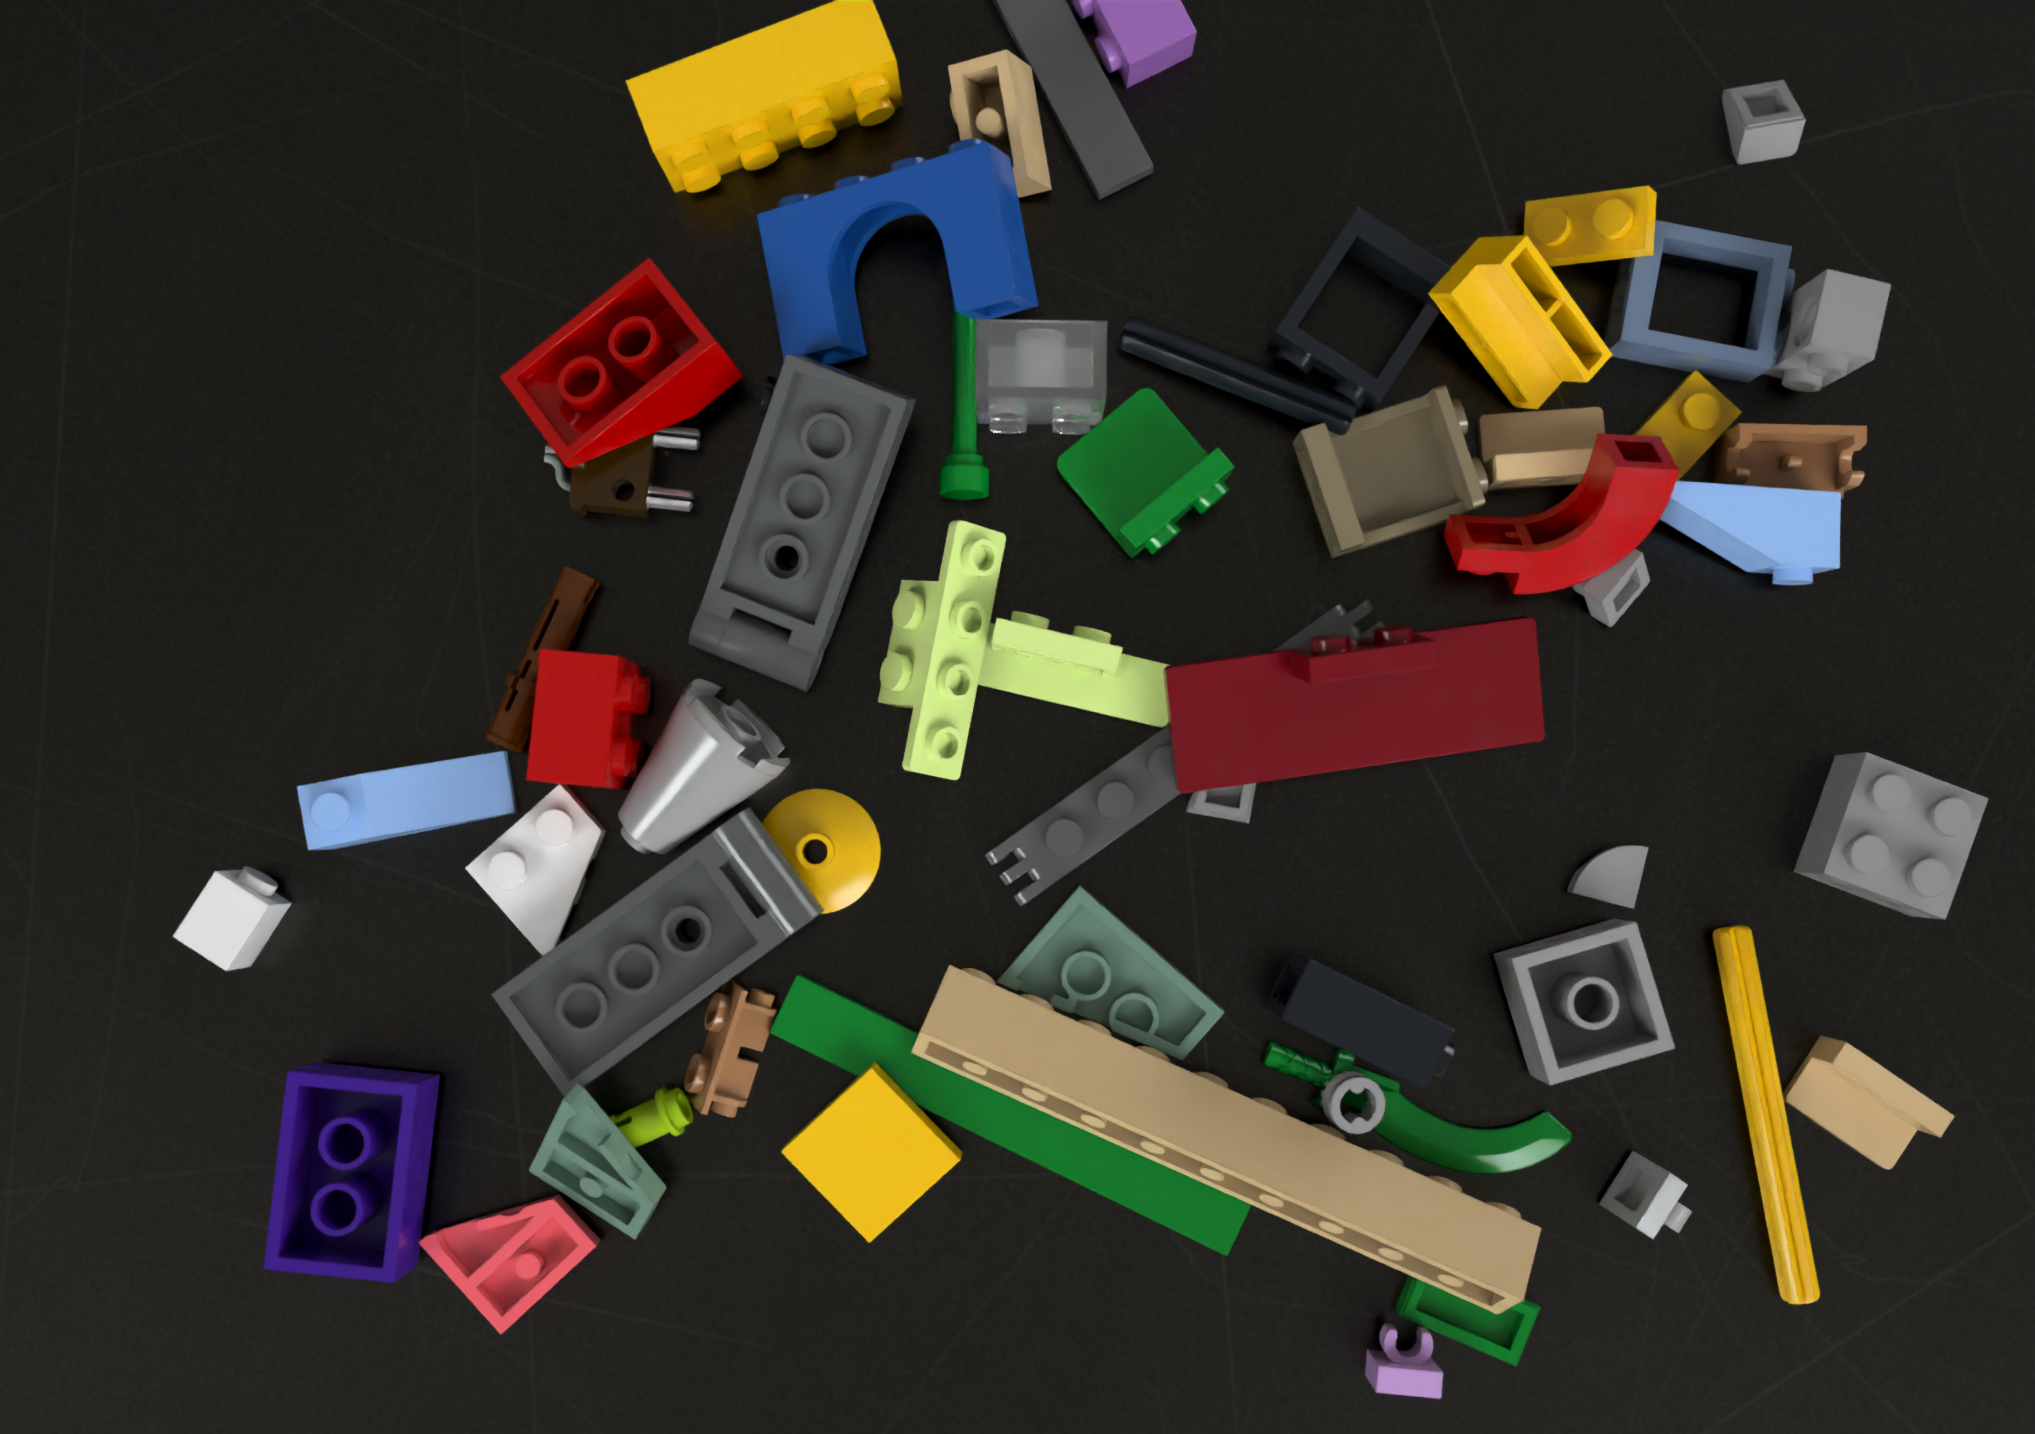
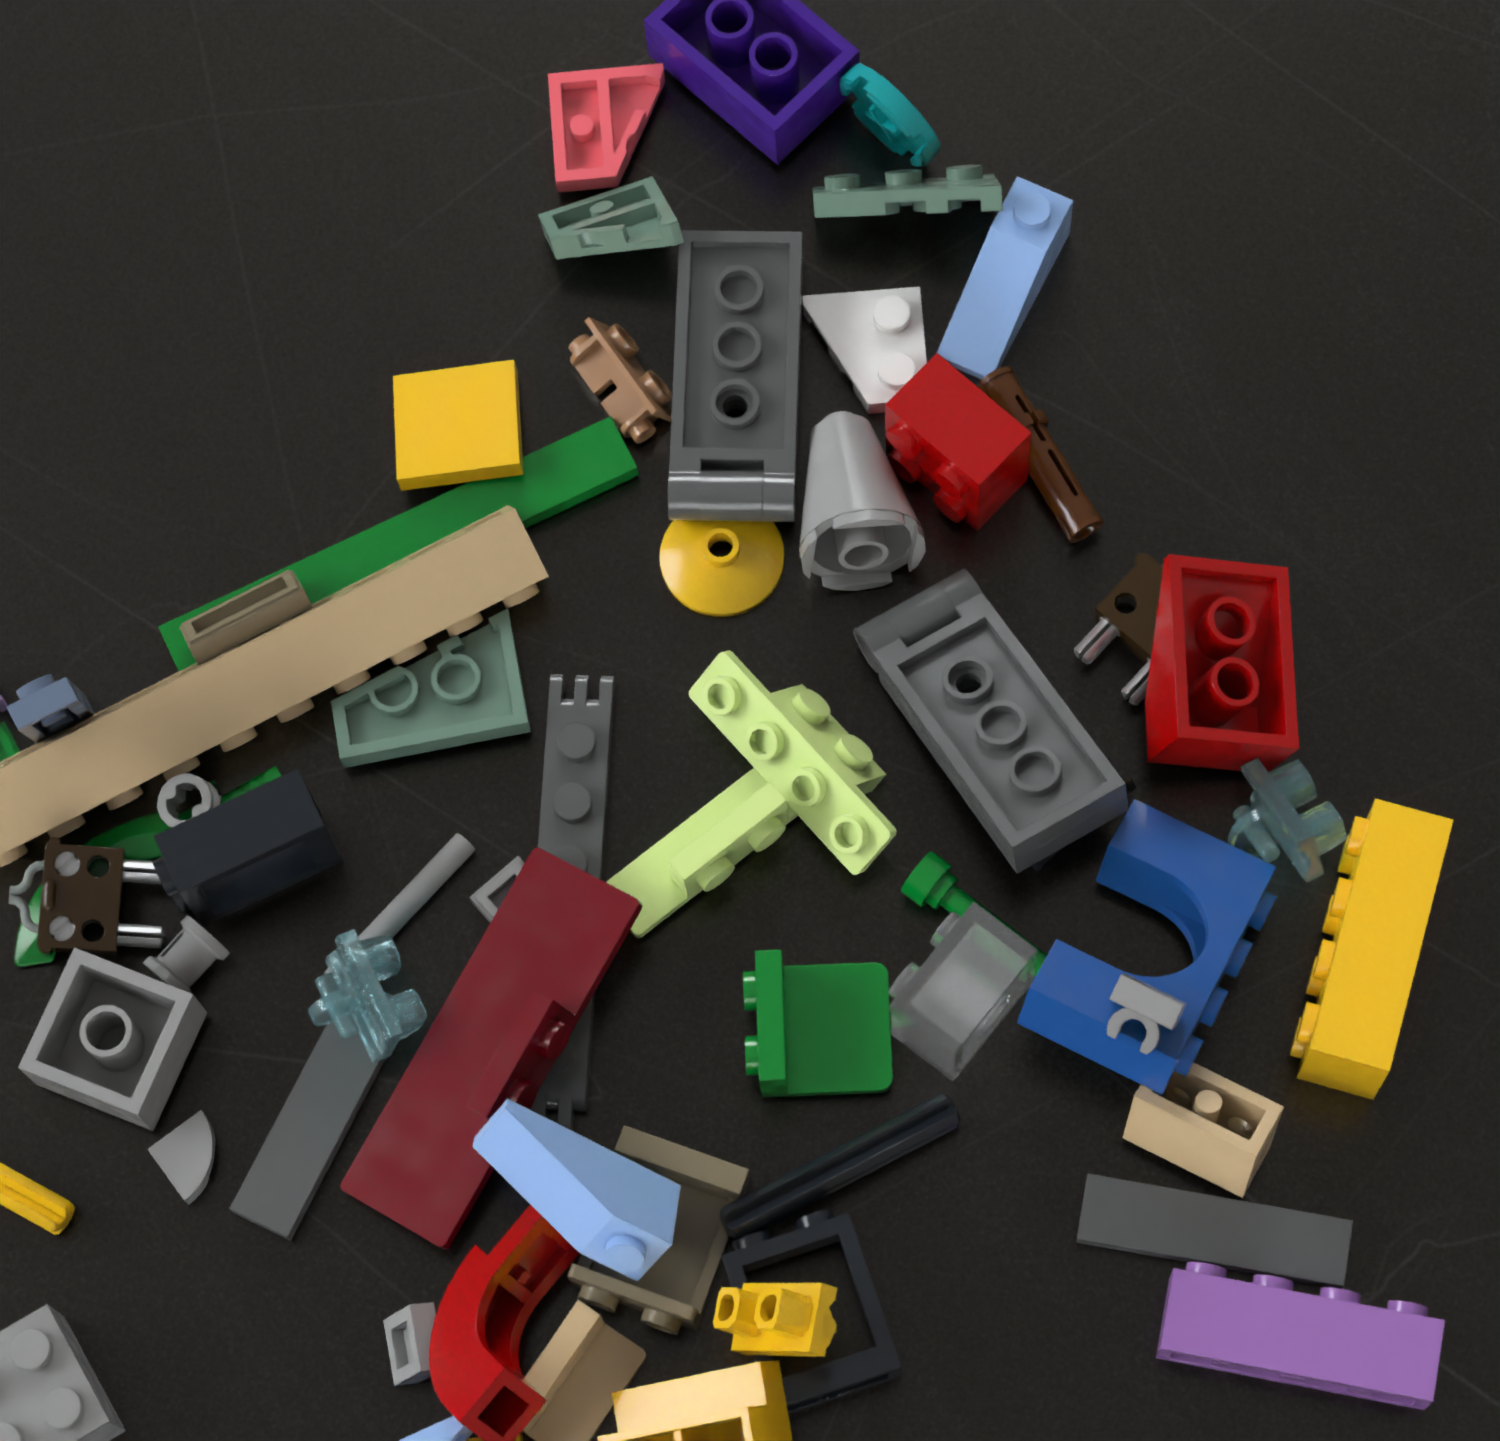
camera: 135 degrees right, 15 degrees down
(233, 917) = (1014, 98): white brick -> none
(327, 1005) = (890, 115): none -> teal tile
(375, 917) = (847, 197): none -> sand green wing
(654, 1118) = (613, 297): lime pin -> none
(700, 261) = (1277, 821): none -> clear light blue hips
(963, 185) = (1146, 1005): none -> light grey tile
(1172, 1185) = (245, 616): none -> dark tan tile
(1299, 870) = (419, 889): none -> light grey bar
(1382, 1270) = (48, 707): none -> sand blue plate
(1383, 854) = (356, 999): none -> clear light blue hips
(1408, 302) = (777, 1318): none -> yellow hips
(1422, 528) = (585, 1191): none -> light blue slope
(1470, 1002) = (186, 956): none -> light grey bush
(1493, 1125) = (77, 899): none -> dark brown piece
(1495, 804) = (307, 1133): none -> dark grey tile

